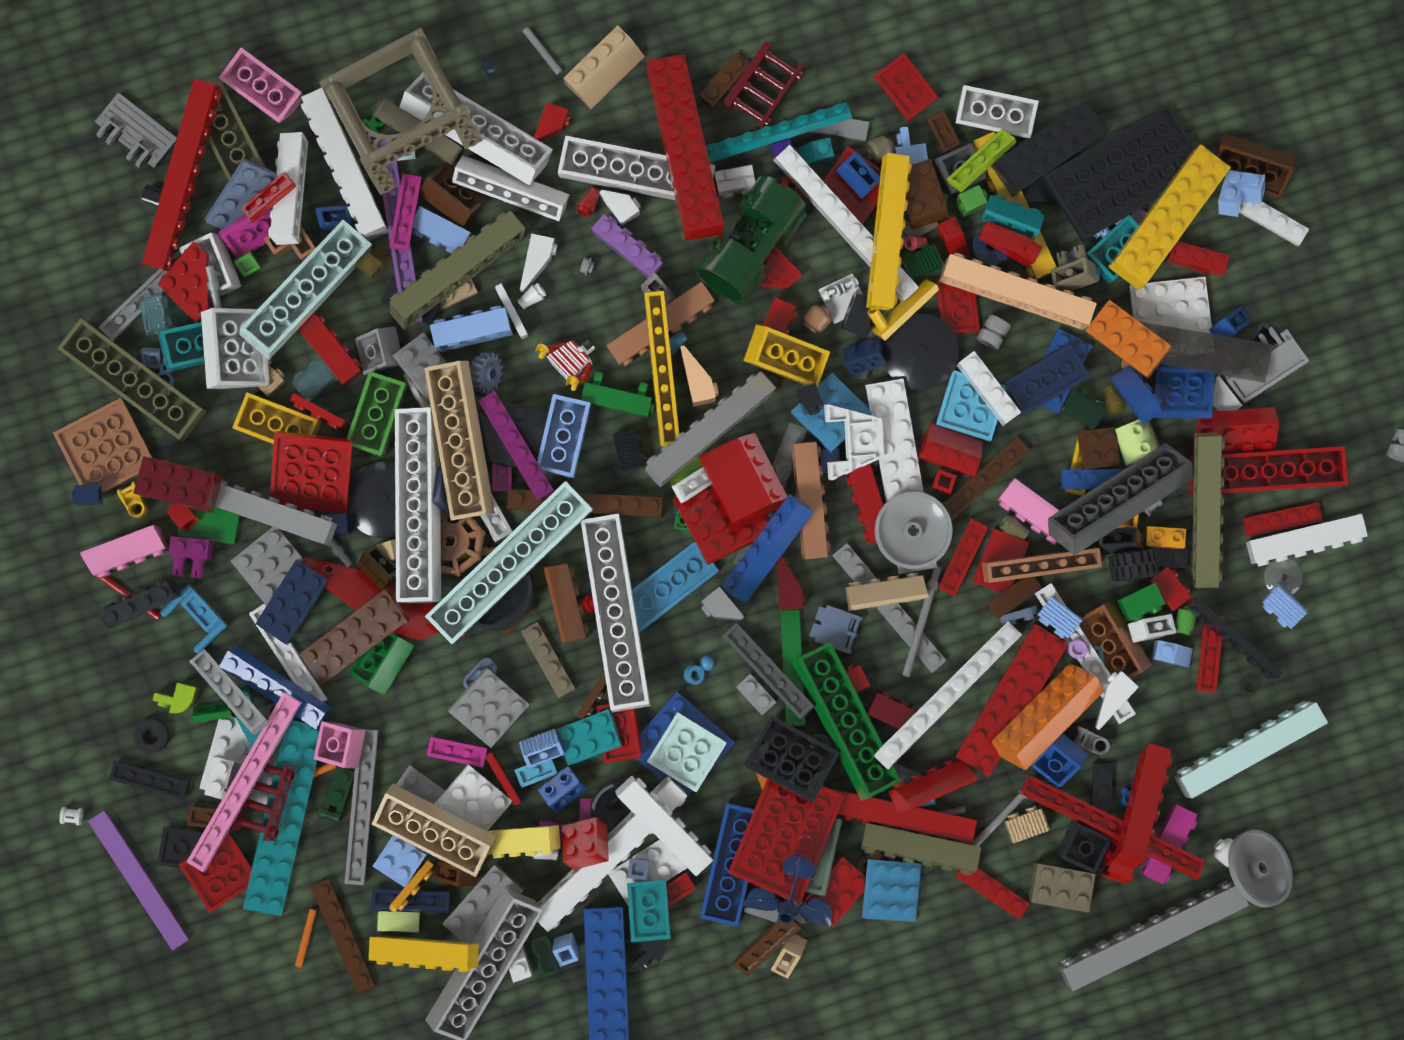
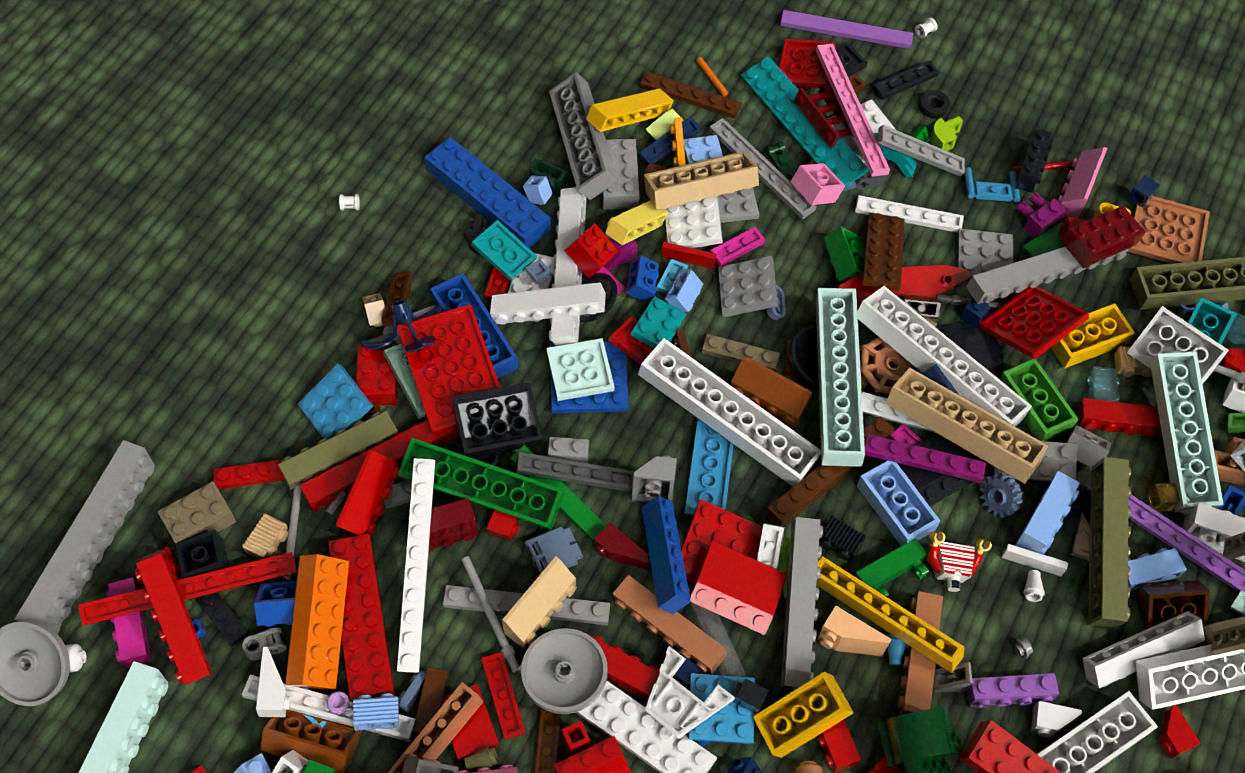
camera: 130 degrees right, 25 degrees down
(220, 777) = (872, 108): white brick -> none
(273, 684) = (896, 185): blue brick -> none
(292, 602) = (947, 240): dark blue plate -> none
(319, 413) = (1075, 365): red plate -> none
(405, 212) = (1191, 553): dark pink plate -> none
(521, 966) = (558, 157): white slope -> none
(538, 257) = (1063, 617): white slope -> none
(588, 203) = (1077, 696): red cone -> none
(706, 663) = (626, 445): dark azure plate -> none

